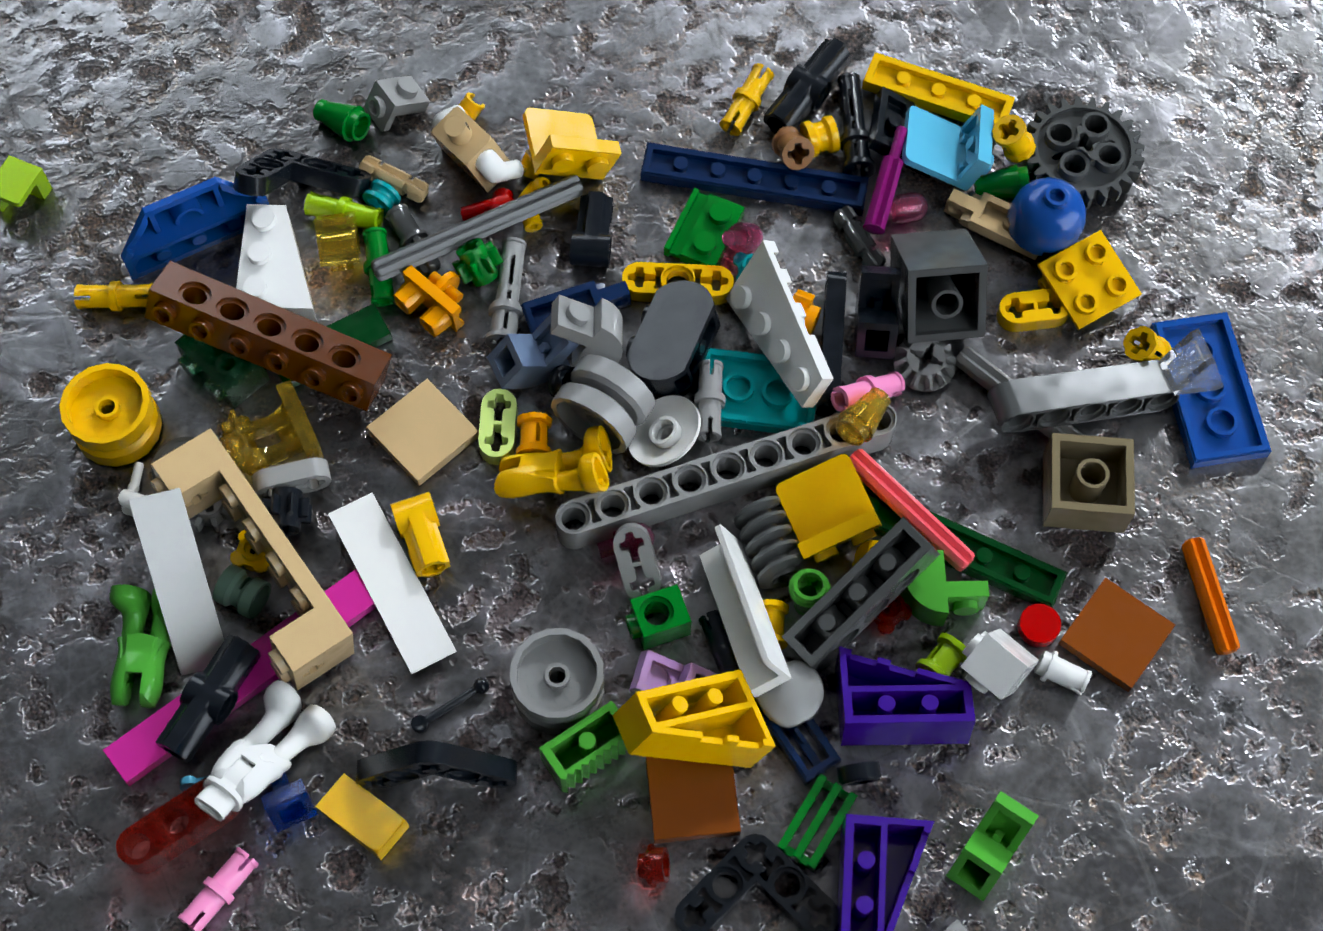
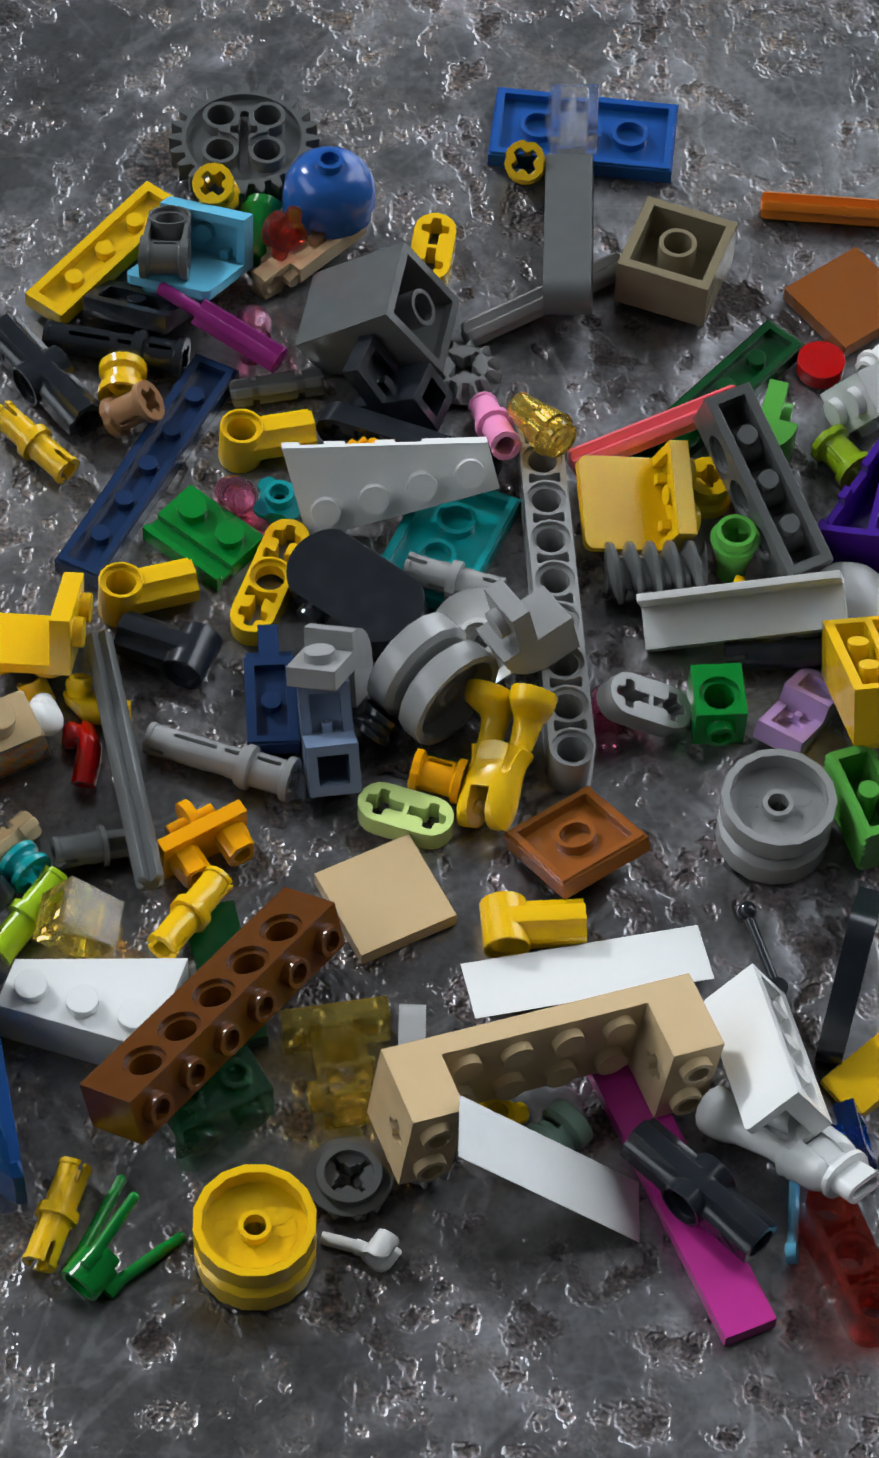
camera: 75 degrees left, 10 degrees down
(83, 328) = (93, 1264): none -> green plant
(137, 650) = (607, 1267): bright green piece -> none
(325, 719) = (765, 1054): none -> white panel
(361, 304) = (190, 913): none -> yellow pin
(376, 246) = (125, 890): green pin -> none
(477, 262) = (171, 775): green gear -> none
(501, 546) = (576, 842): none -> dark orange tile
(638, 205) = (145, 589): none -> yellow piece
(651, 452) = (527, 631): none -> light grey brick
(805, 243) = (250, 438): none -> yellow piece
(941, 119) = (166, 243): none -> dark grey piece
(992, 187) = (284, 232): none -> clear red plate
(1088, 279) = (418, 189): yellow hinge -> none

